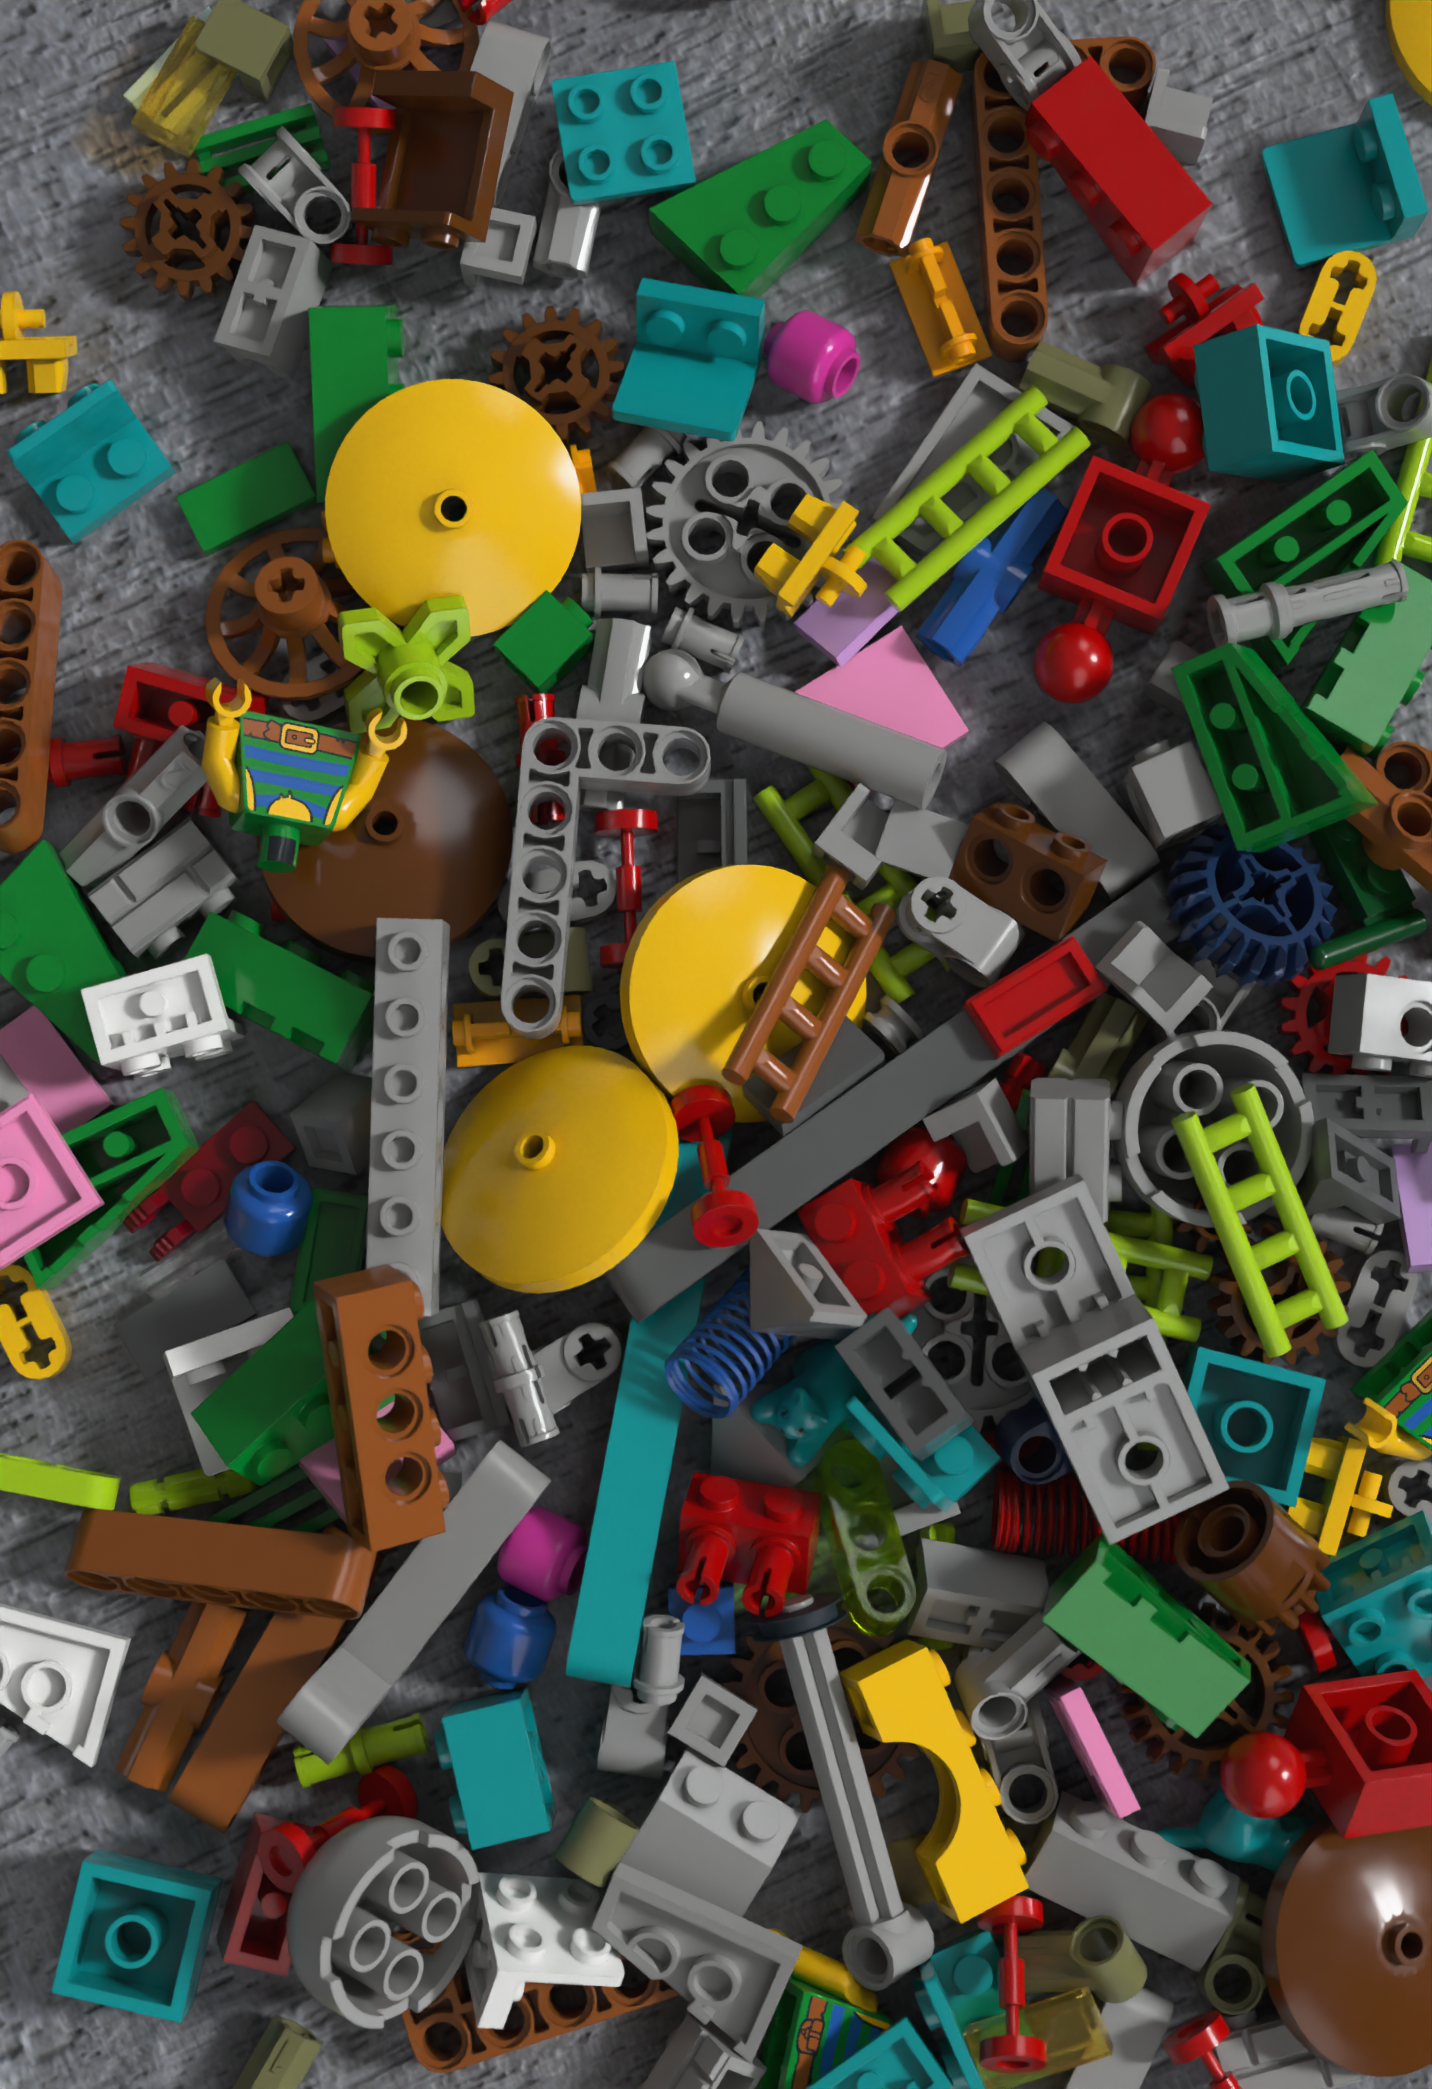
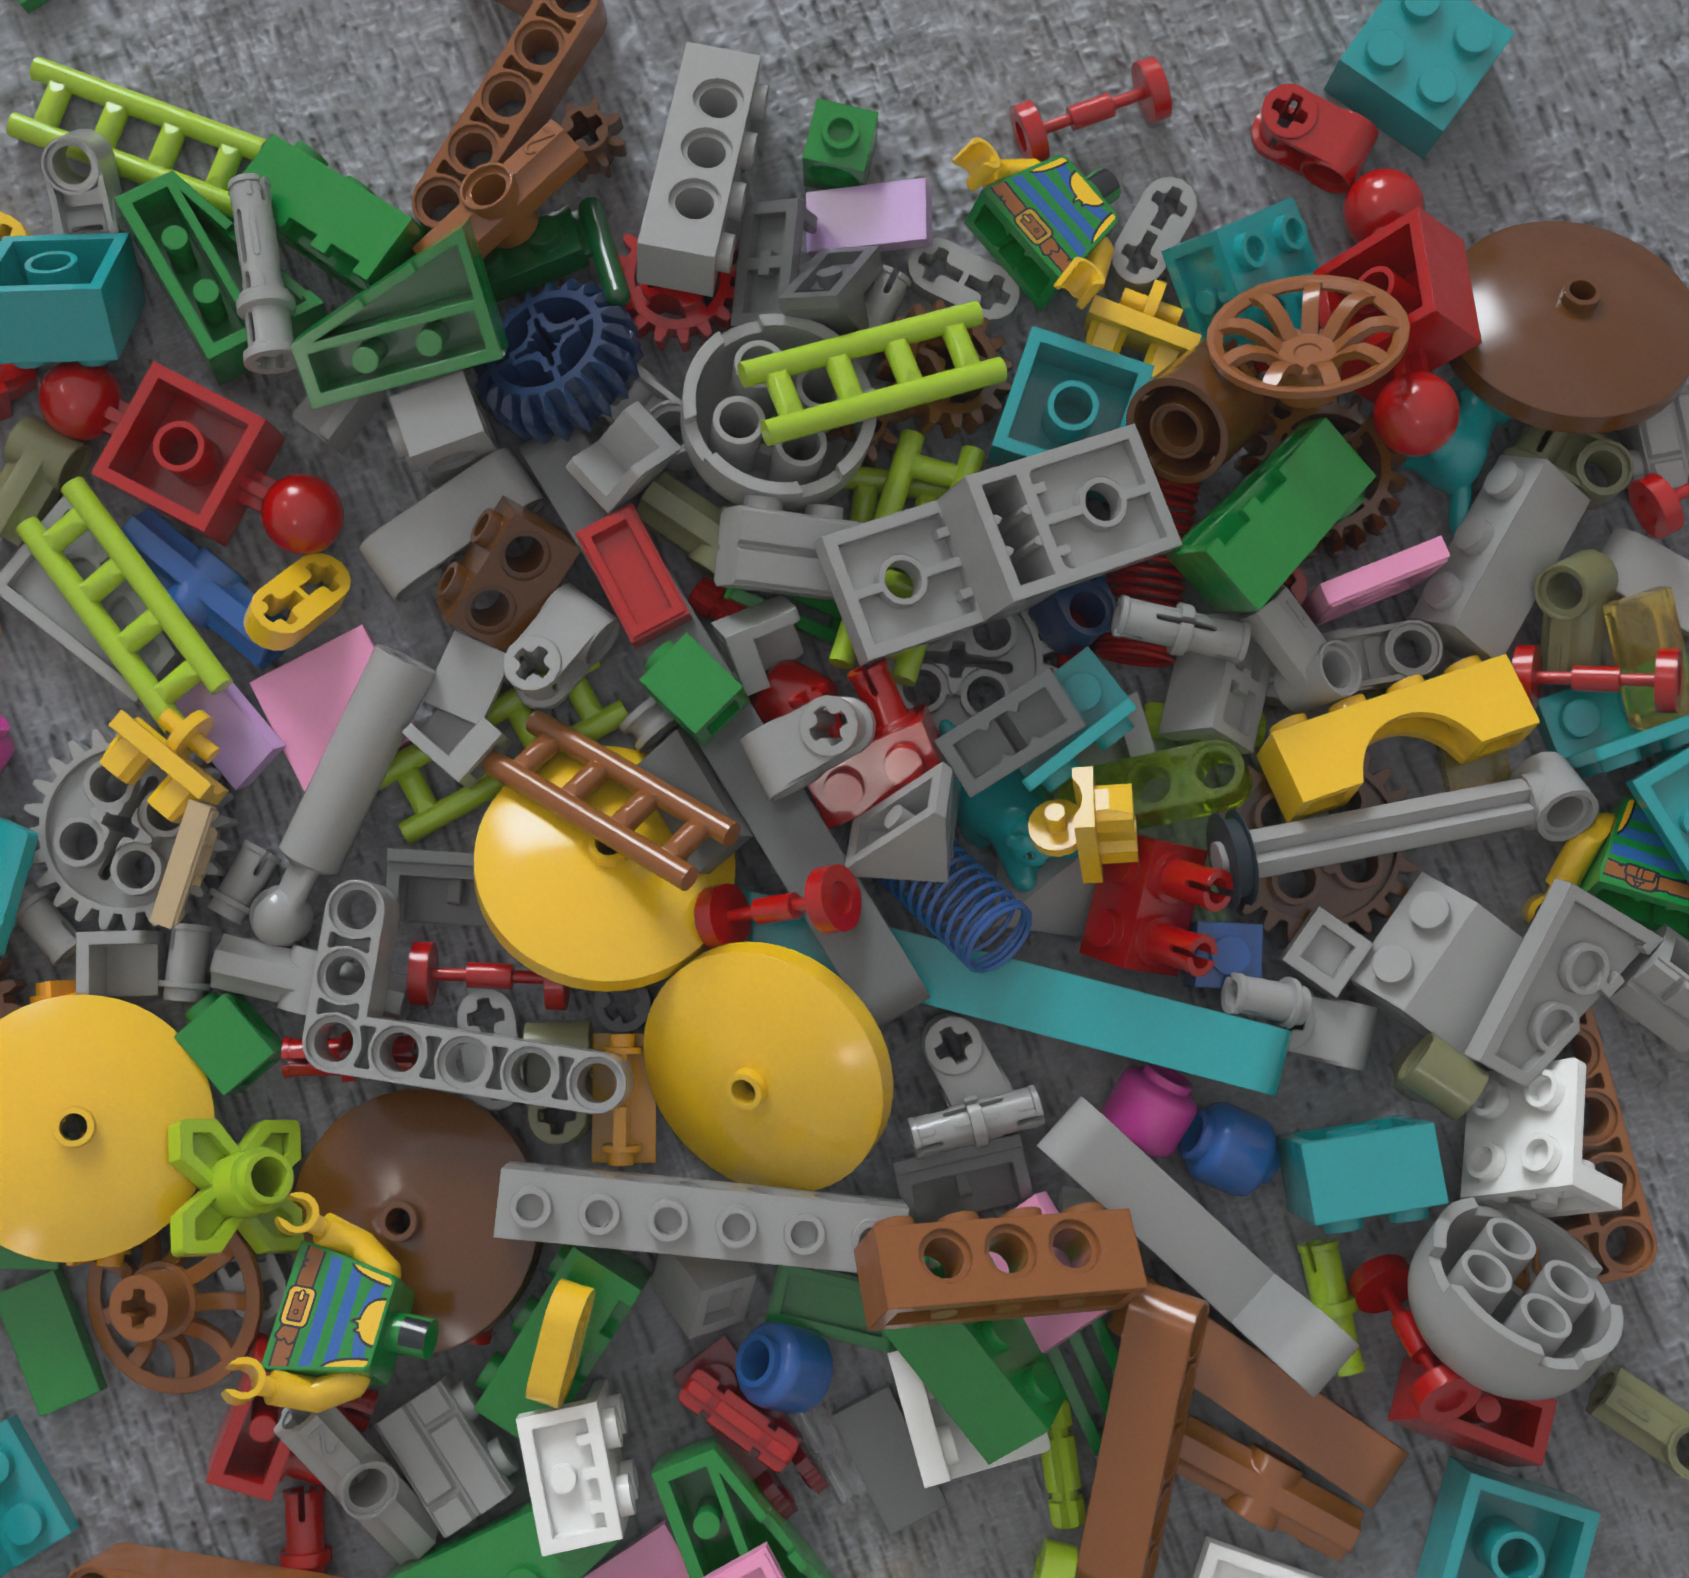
camera: 90 degrees left, 0 degrees up
(215, 1167) = (738, 1420): none -> red axle
(280, 990) = (560, 1343): none -> yellow beam
(714, 587) = (186, 863): none -> tan tile
(815, 1474) = (1098, 826): none -> yellow hips
(873, 1176) = (799, 746): none -> light grey piece
(923, 1065) = (693, 688): none -> green brick
(993, 657) = (289, 591): none -> yellow beam
(1023, 1549) = (1180, 629): none -> light grey pin
(1310, 1660) = (1309, 359): none -> dark orange wheel

